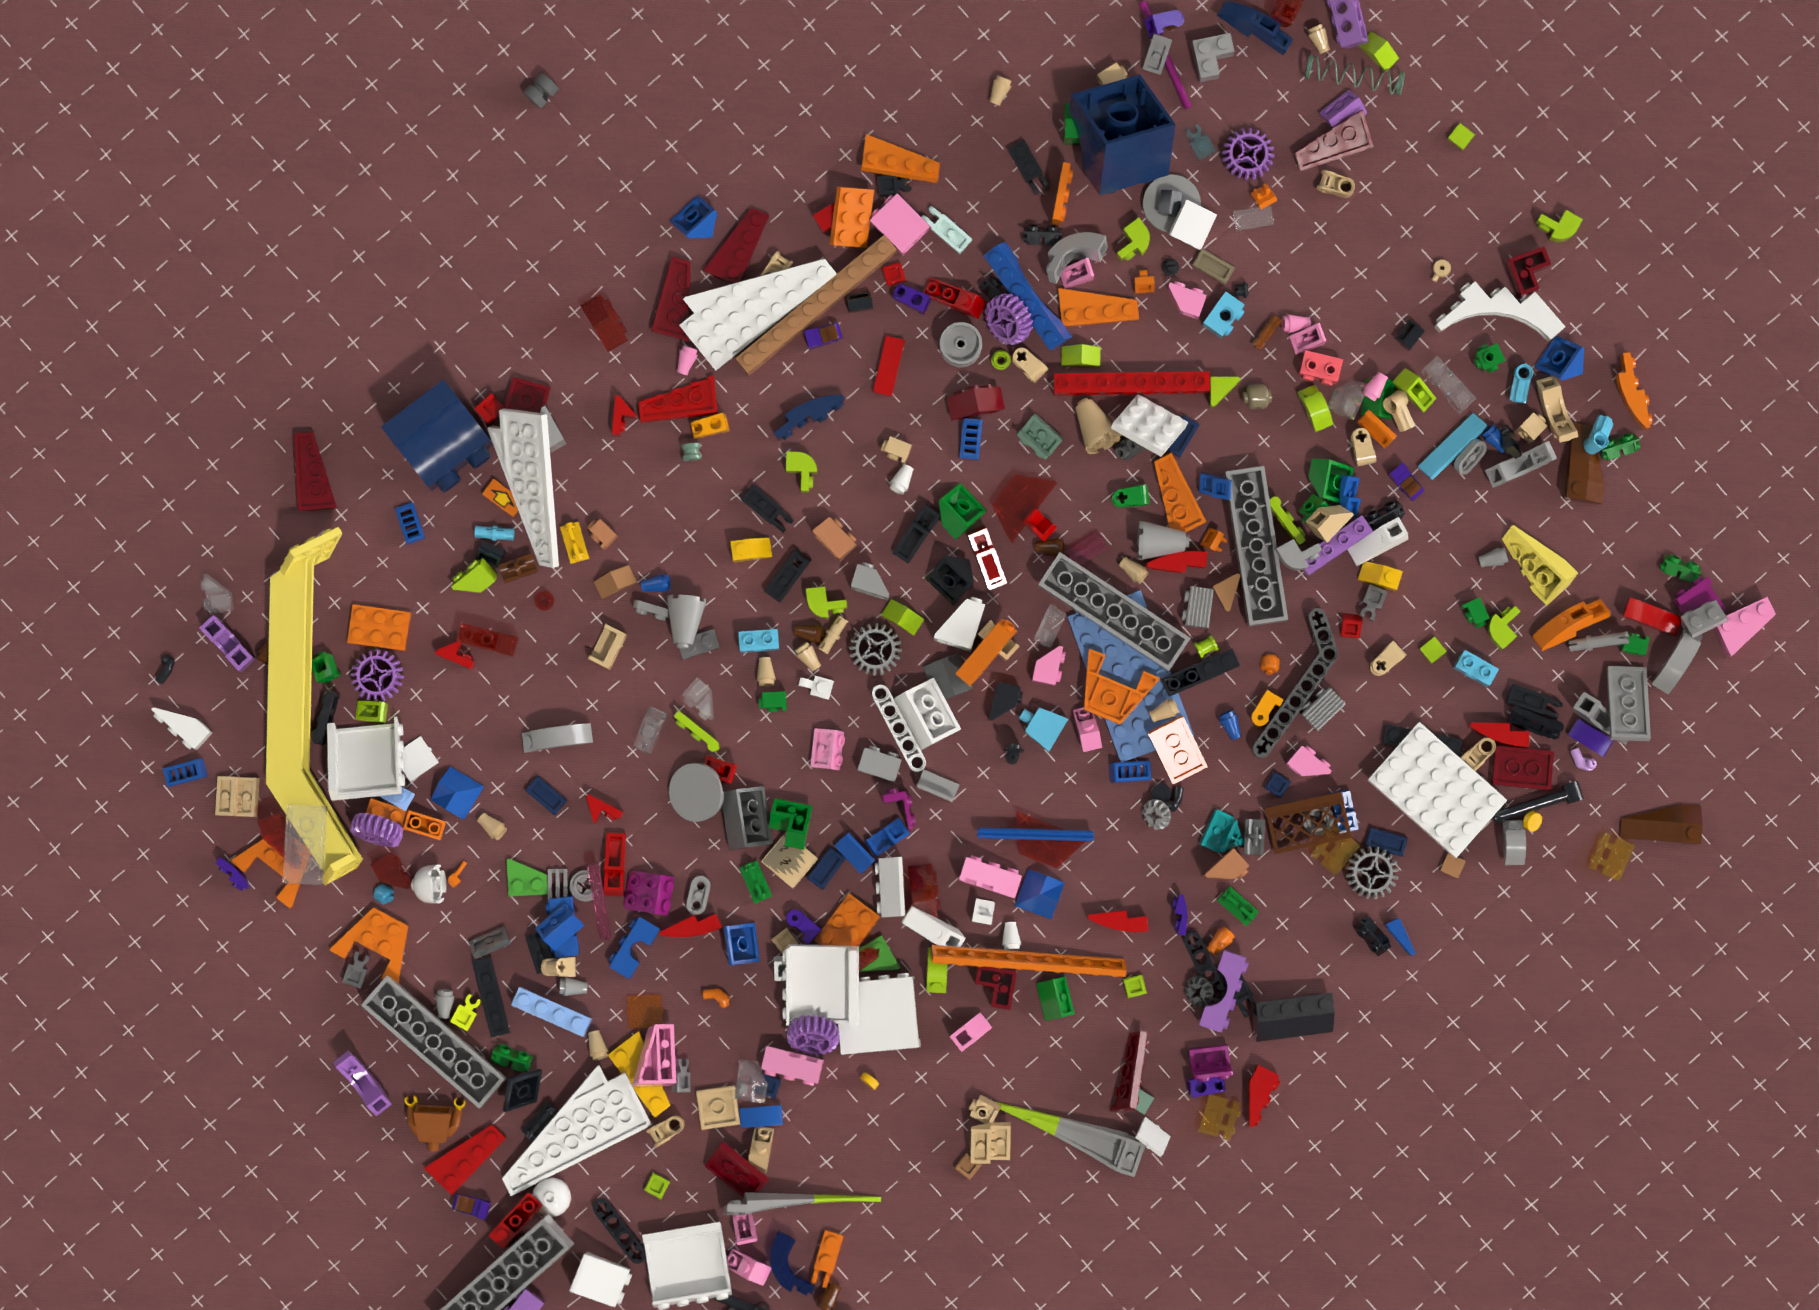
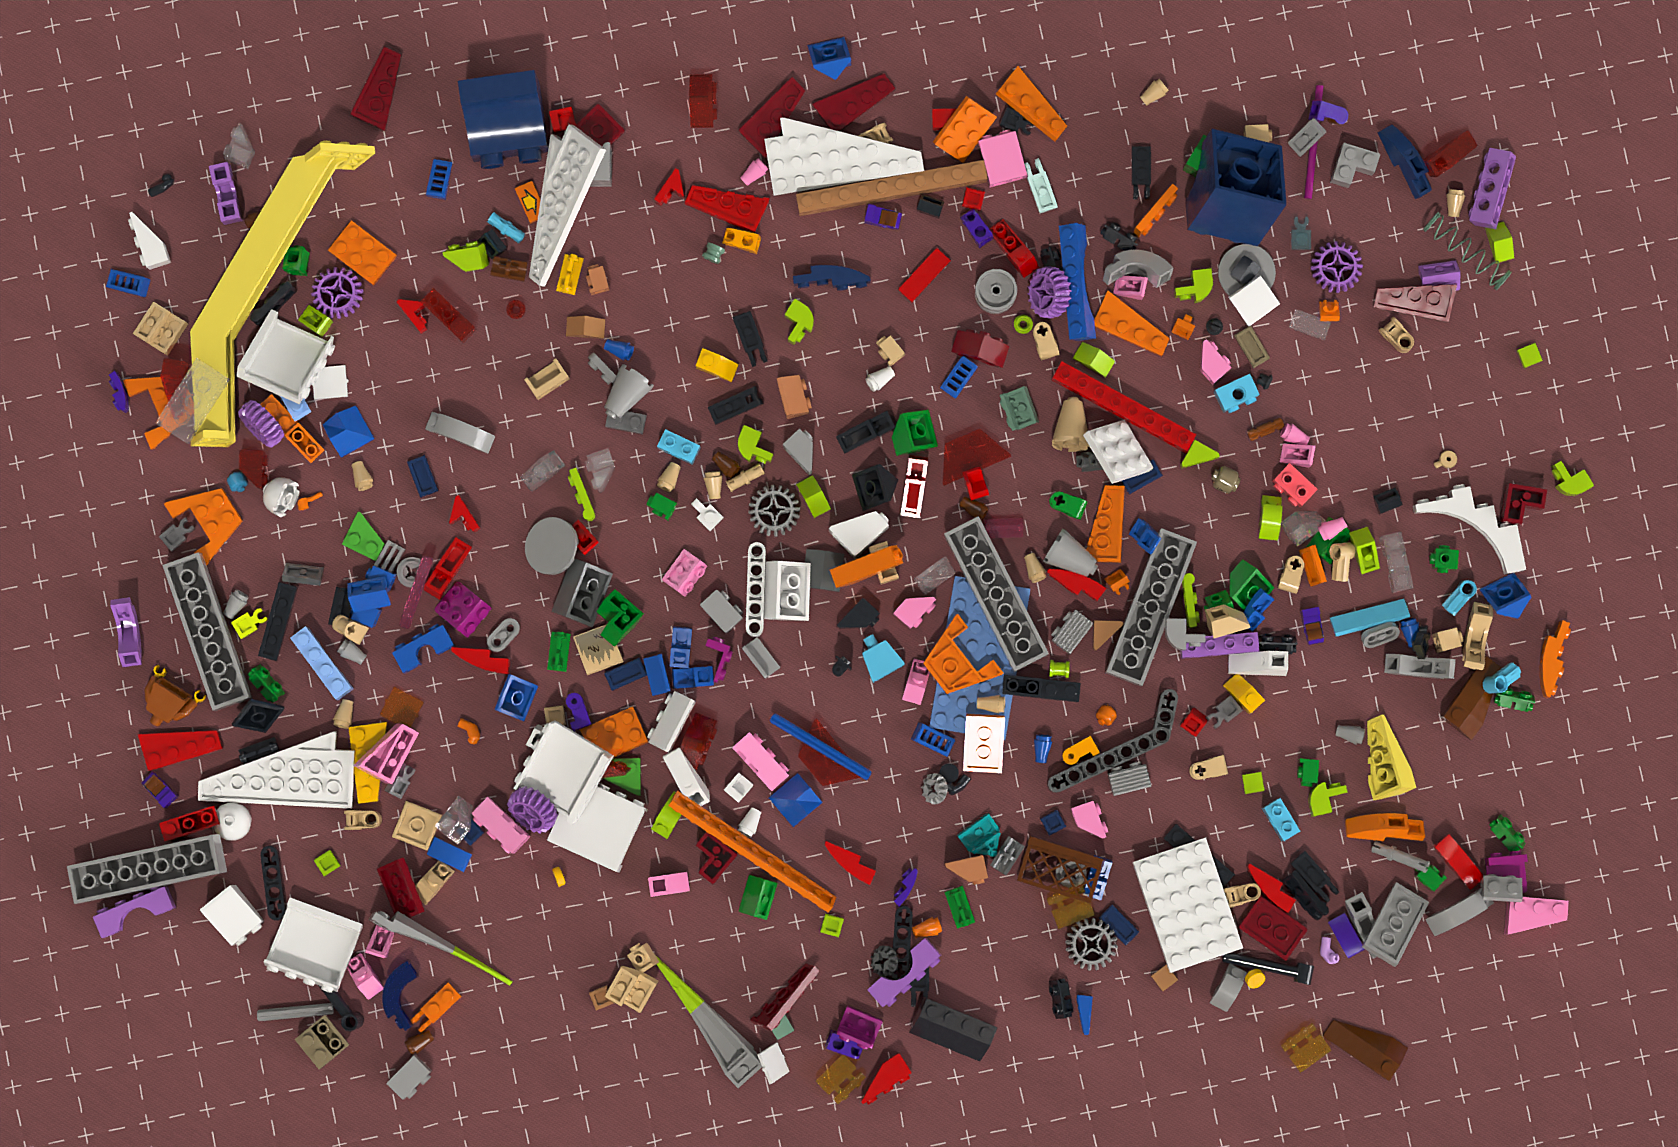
camera: 30 degrees right, 0 degrees up
(861, 816) = (680, 647): none -> blue slope

